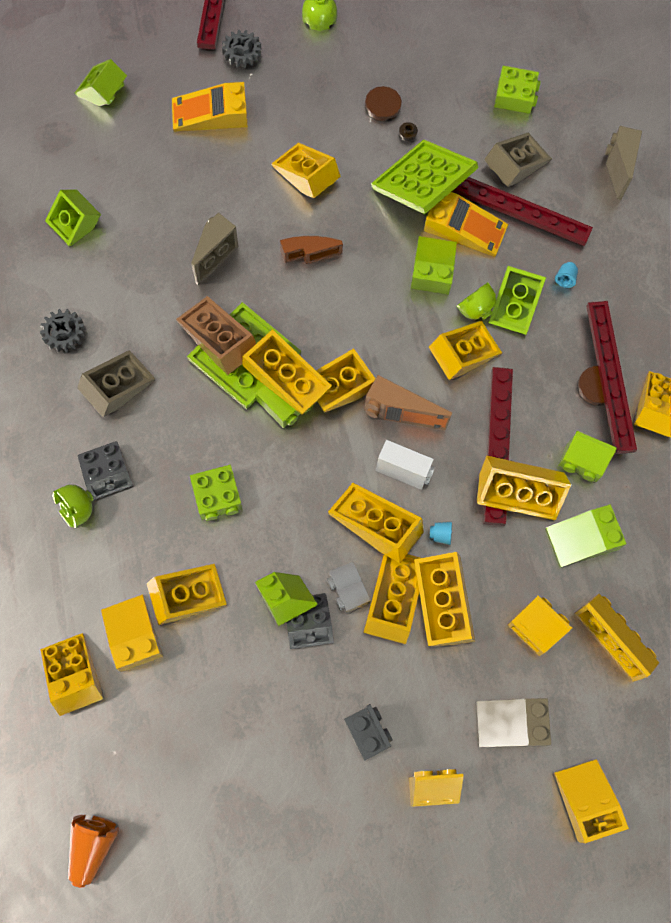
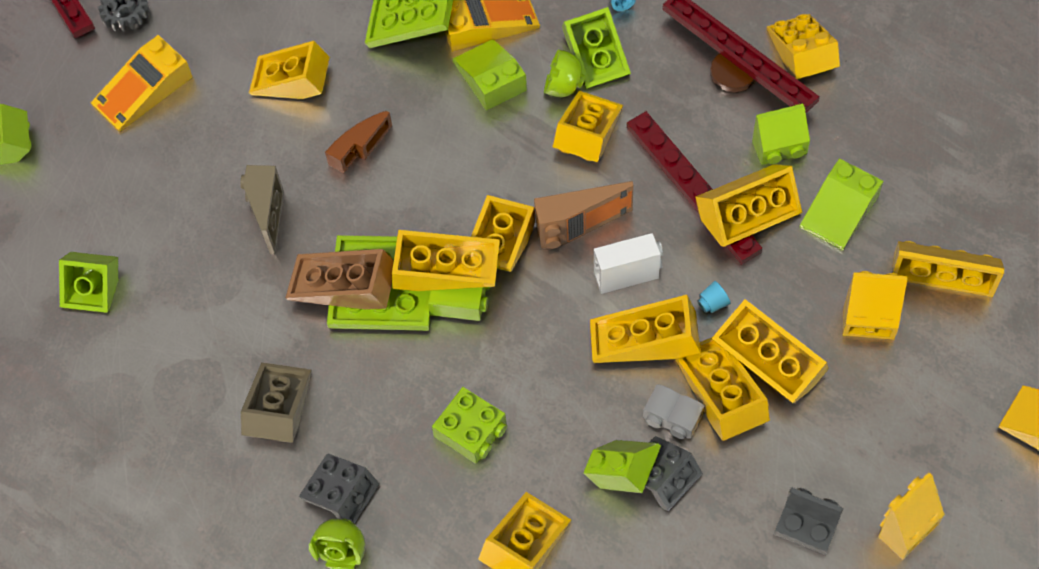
camera: 30 degrees left, 10 degrees down
(61, 337) = (173, 391): dark grey gear -> none
(513, 723) = (926, 411): slope -> none

